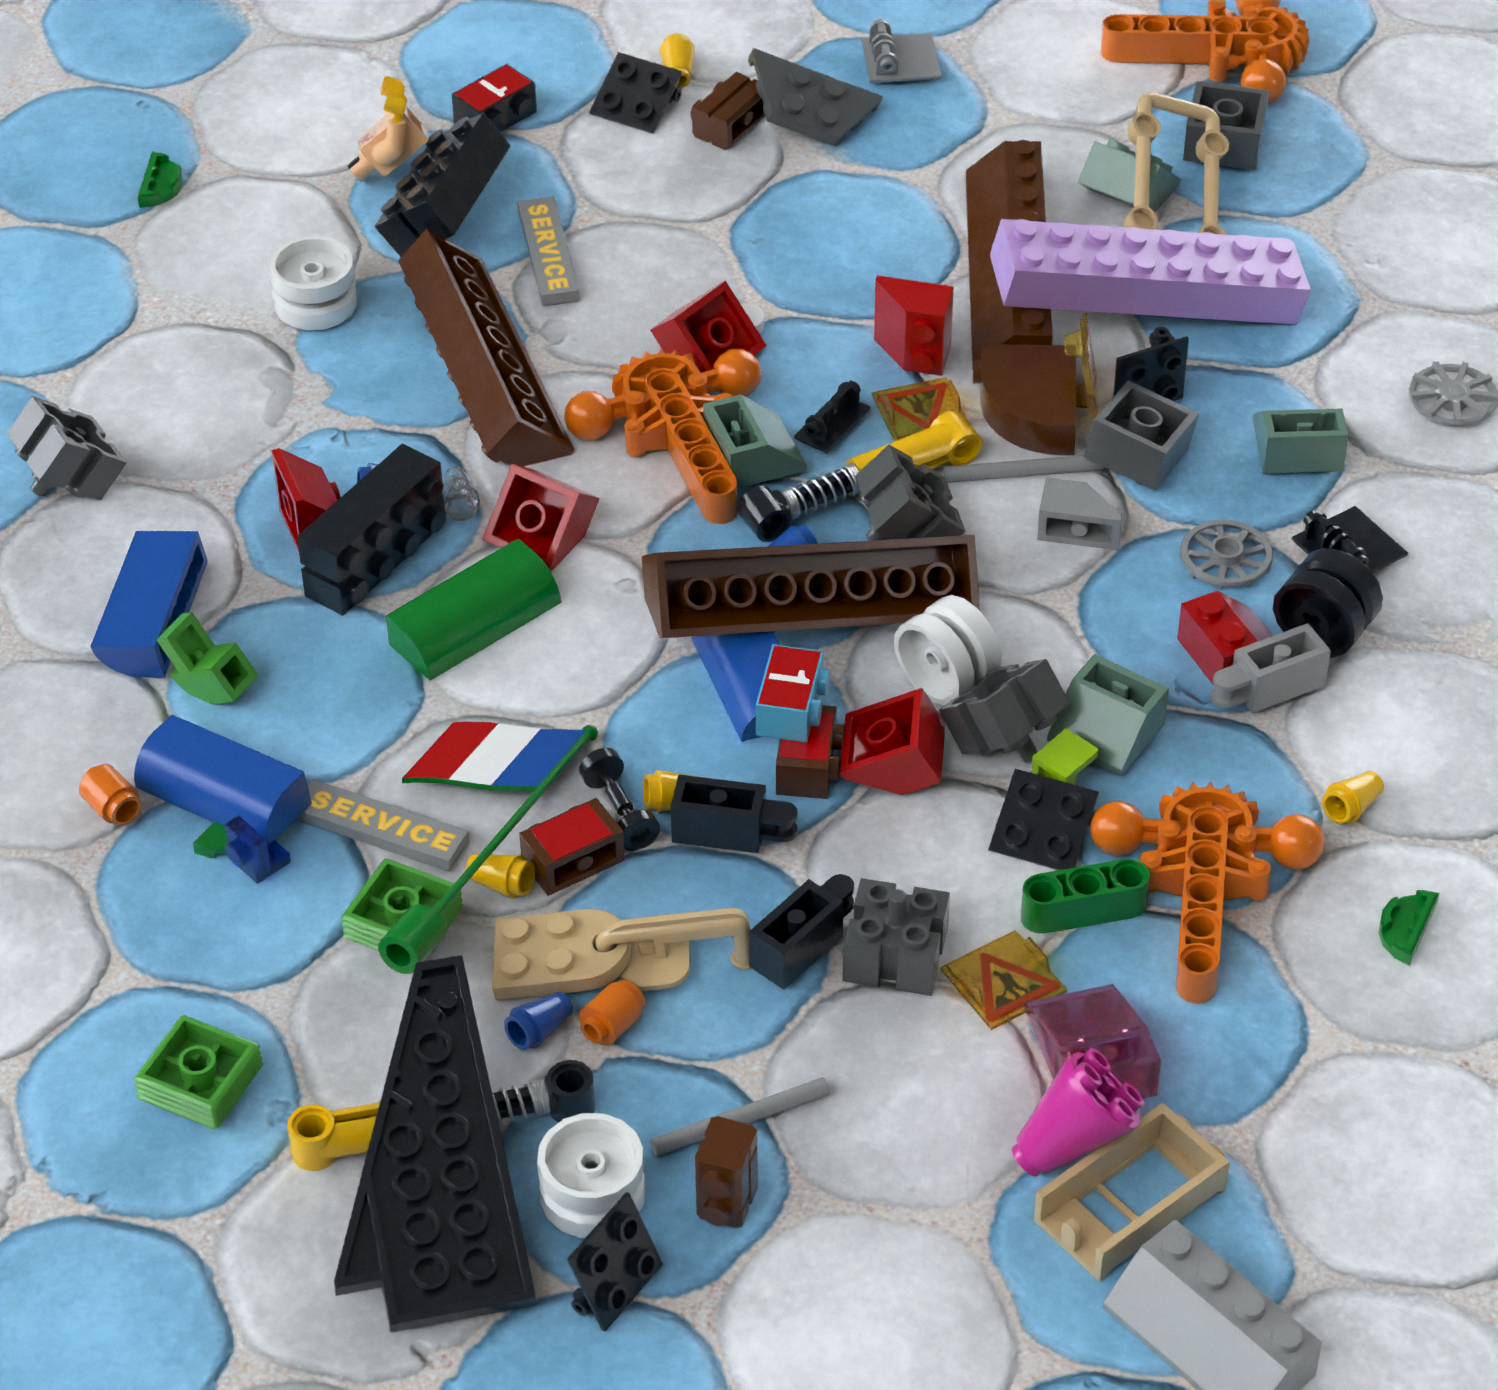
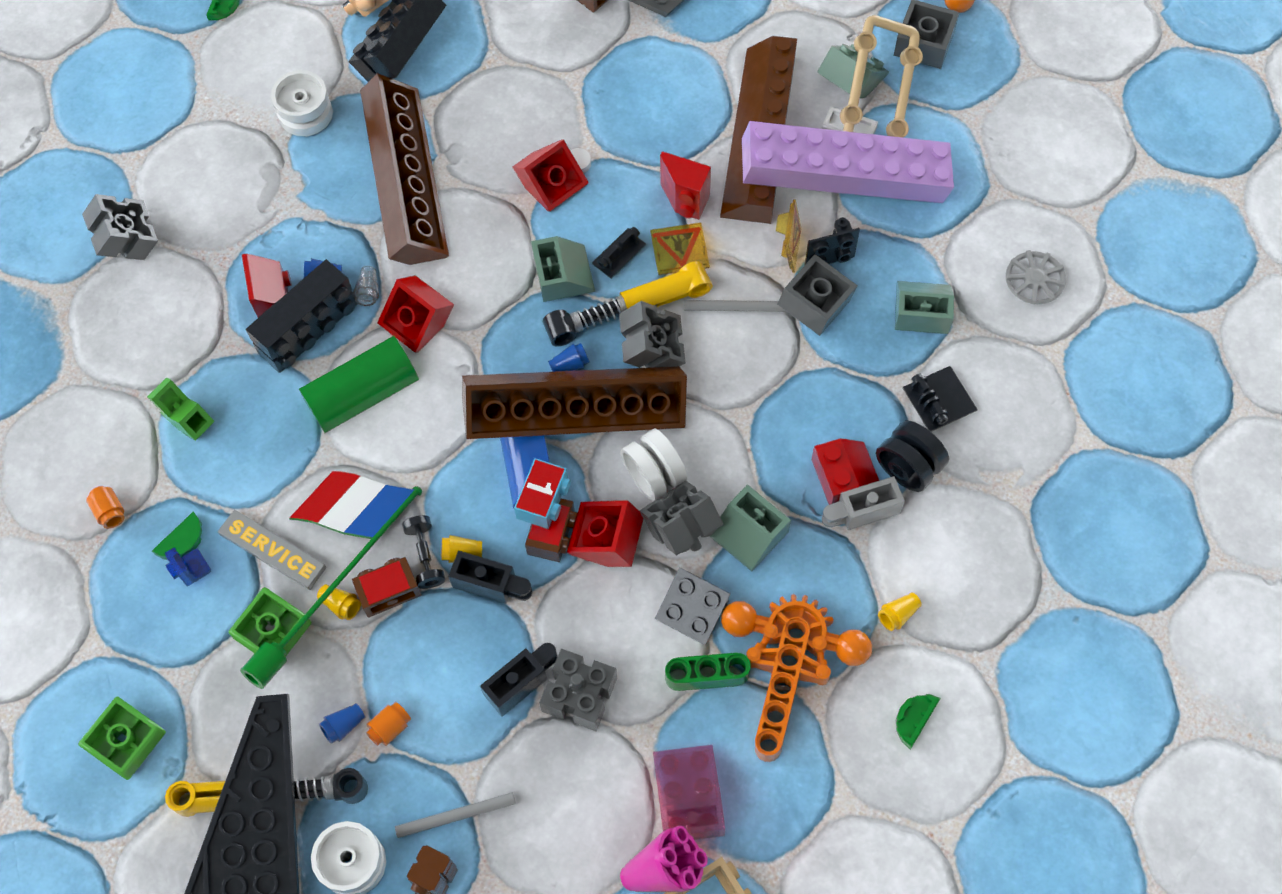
camera: 10 degrees right, 20 degrees up
(148, 596) = (156, 351): blue brick -> none
(220, 778) = (174, 507): blue brick -> none
(548, 251) = (461, 87): light grey tile -> none
(595, 947) = (361, 671): tan plate -> none
(664, 411) = (501, 235): orange piece -> none
(1003, 977) = (644, 725): clear yellow piece -> none
(1029, 395) = (750, 249): reddish brown brick -> none
(1064, 757) = (713, 562): lime panel -> none
(1077, 516) = (762, 353): light grey slope -> none
(1226, 553) = (856, 394): light grey wheel -> none

